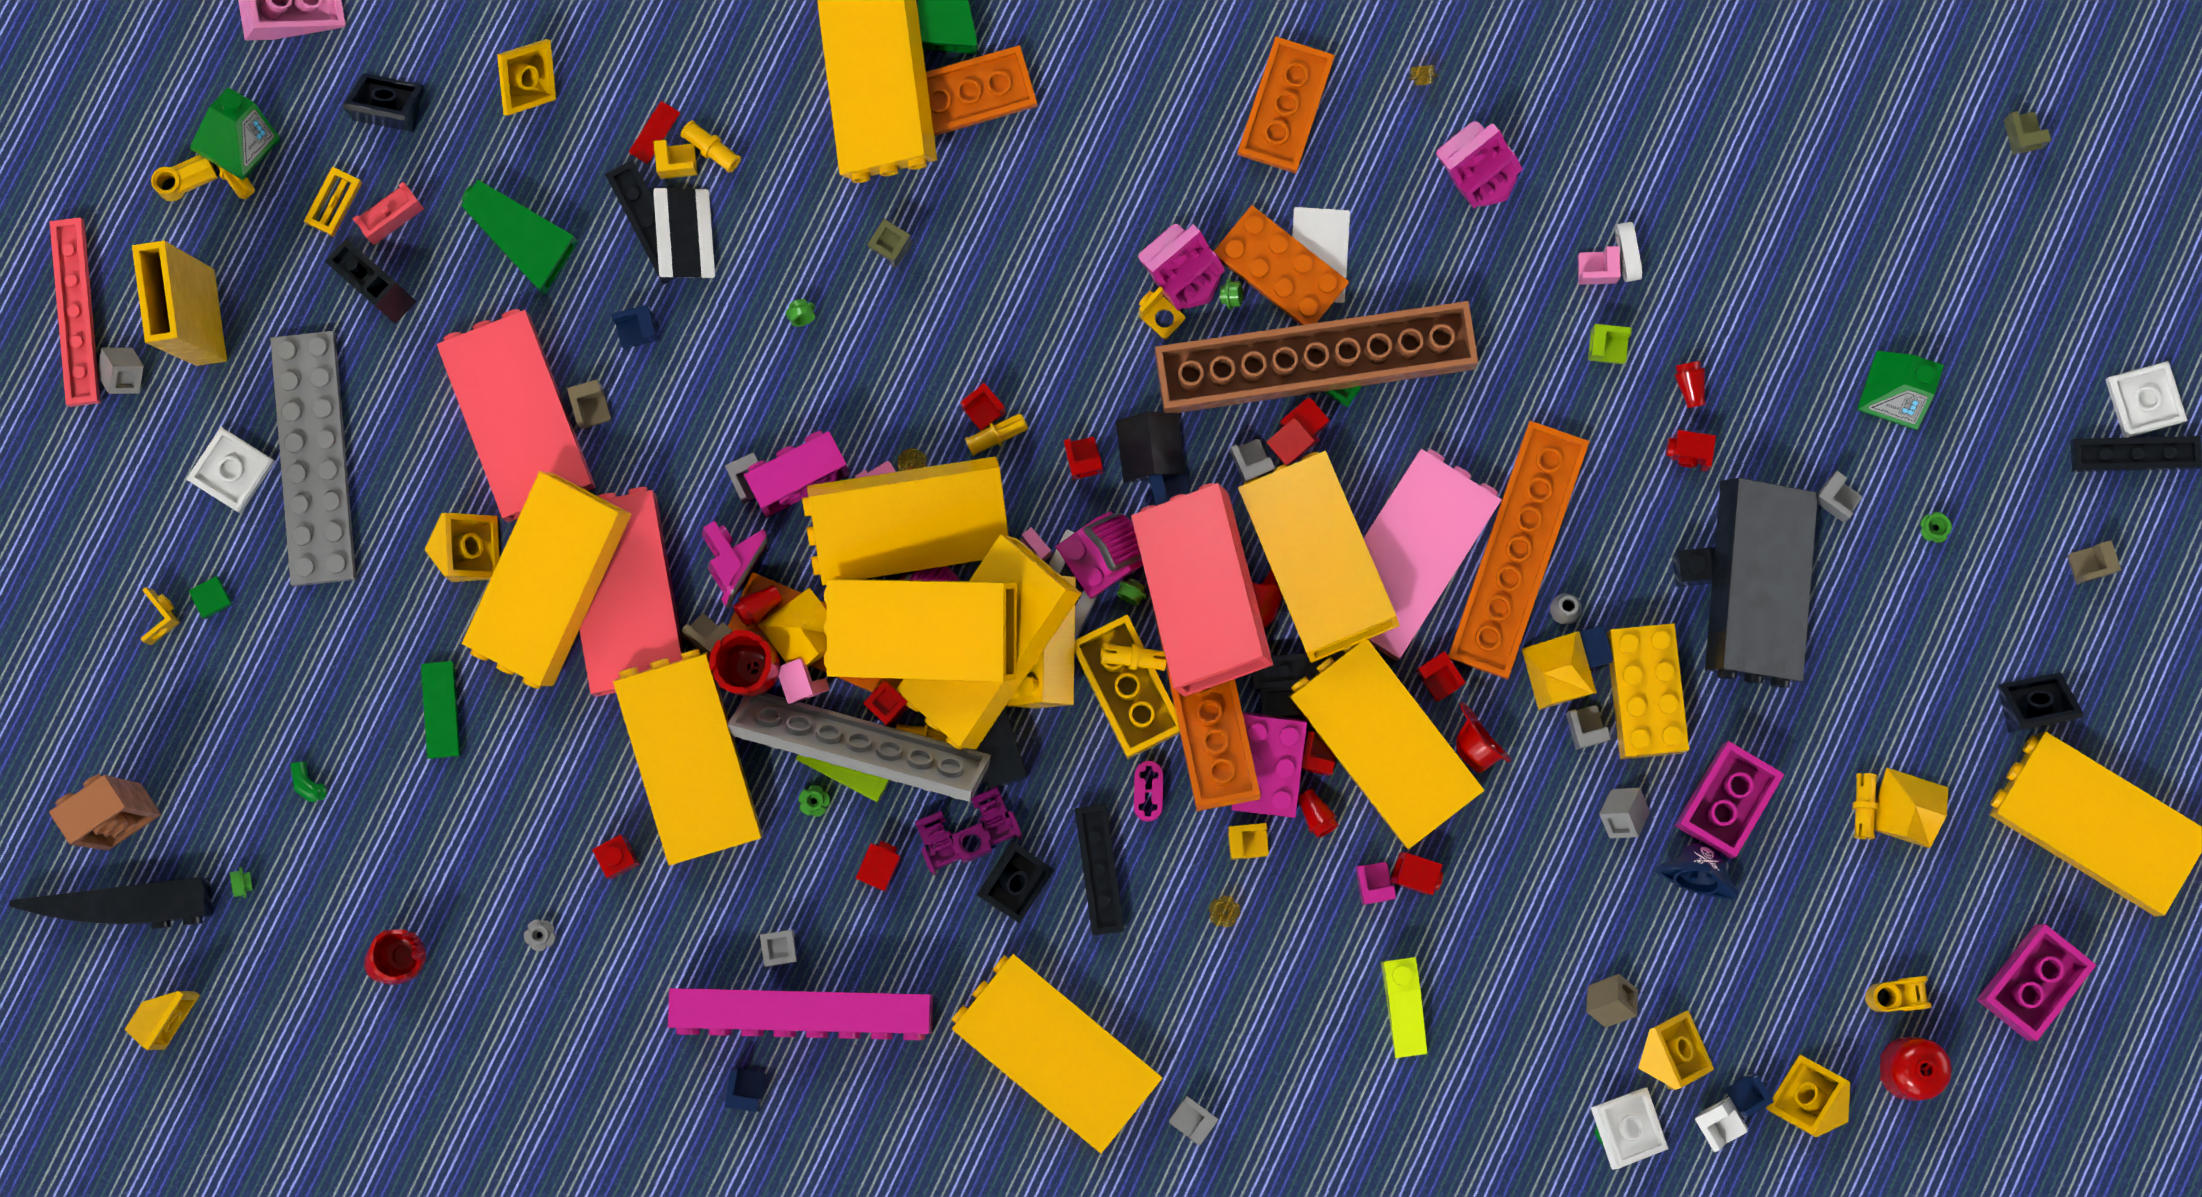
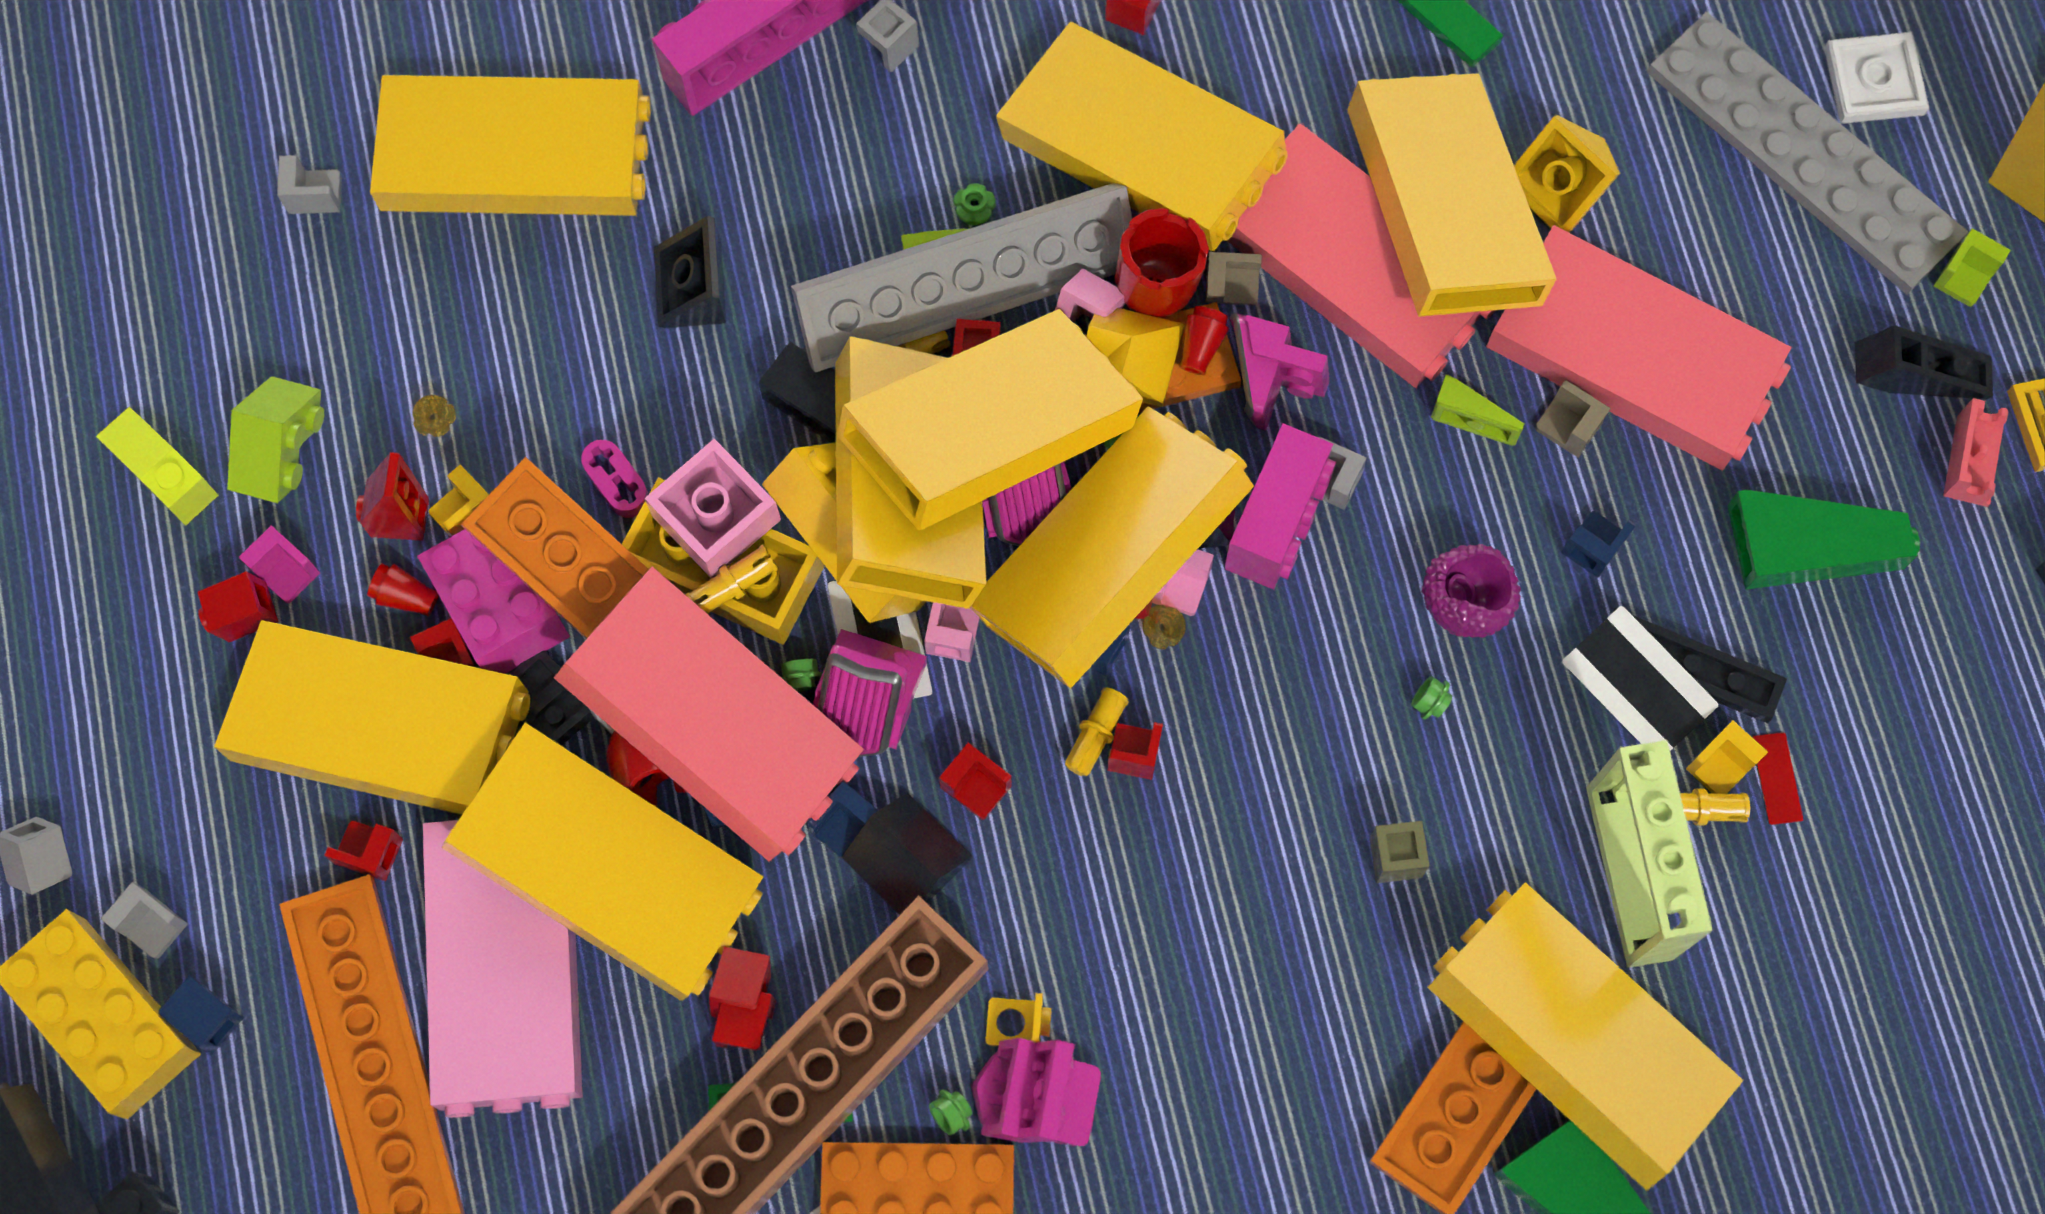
camera: 140 degrees right, 10 degrees down
(289, 317) = (1971, 267): none -> lime panel
(526, 77) = (1975, 708): yellow slope -> none
(644, 459) = (1470, 411): none -> lime slope
(732, 347) = (1471, 590): none -> magenta hair
(770, 130) = (1648, 854): none -> yellowish green window
(879, 865) = (849, 186): red brick -> none
(945, 851) = (790, 258): magenta piece -> none
(1099, 869) = (606, 357): black plate -> none
(1113, 701) = (713, 508): none -> bright pink brick
(1251, 460) = (774, 929): light grey panel -> none
(1289, 865) = (393, 502): none -> red slope
(1325, 960) = (268, 436): none -> lime brick
(1476, 744) = (263, 804): red piece -> none
(1559, 670) = (219, 954): yellow slope -> none
(1562, 616) = (272, 1047): light grey cone -> none

